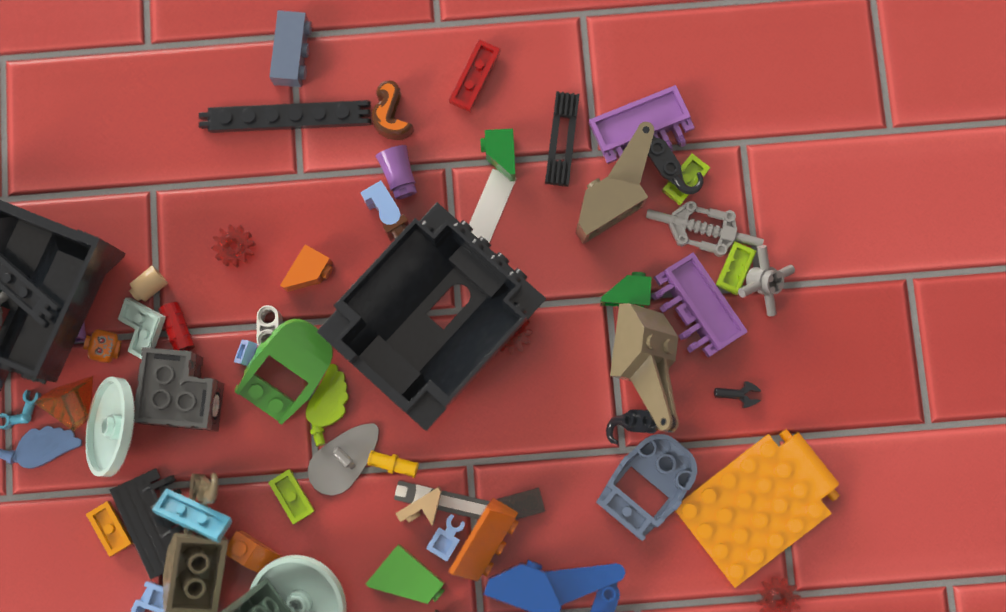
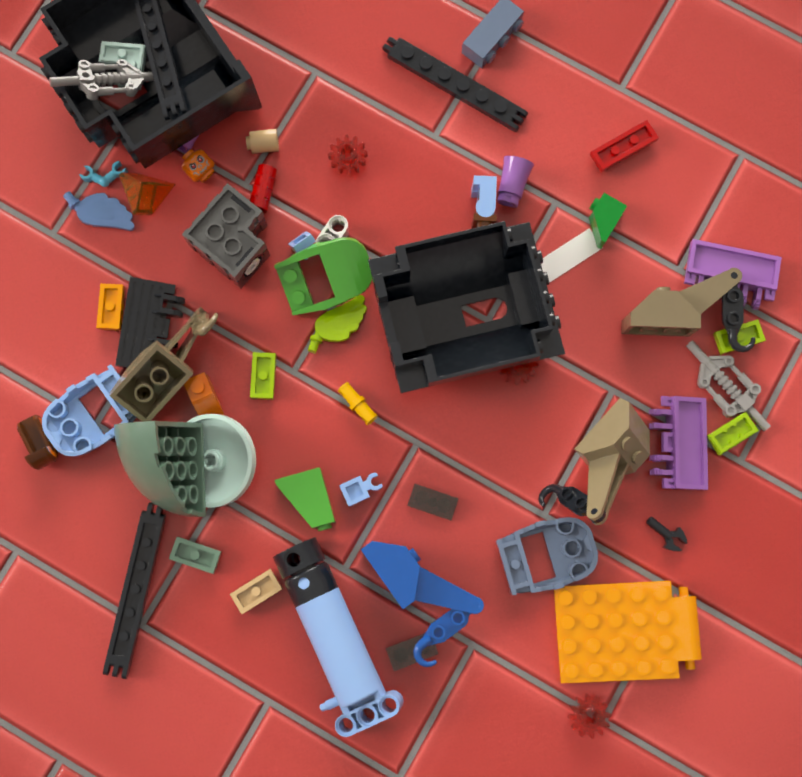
camera: 30 degrees right, 0 degrees up
(109, 426) = (162, 228): light aqua dish -> none
(144, 321) = (242, 168): light aqua tile -> none
(192, 515) = (179, 336): medium azure plate -> none
(307, 270) = (392, 210): orange slope -> none
(342, 459) = (321, 374): light grey shield -> none
(384, 112) = (534, 128): reddish brown animal -> none
(428, 503) = (364, 451): tan slope -> none
(448, 501) = (377, 458): sticker -> none
(485, 541) = (388, 510): orange slope -> none
(567, 107) = (681, 218): black container -> none
(631, 289) = (637, 393): green slope -> none
(765, 280) = (751, 458): light grey bar -> none

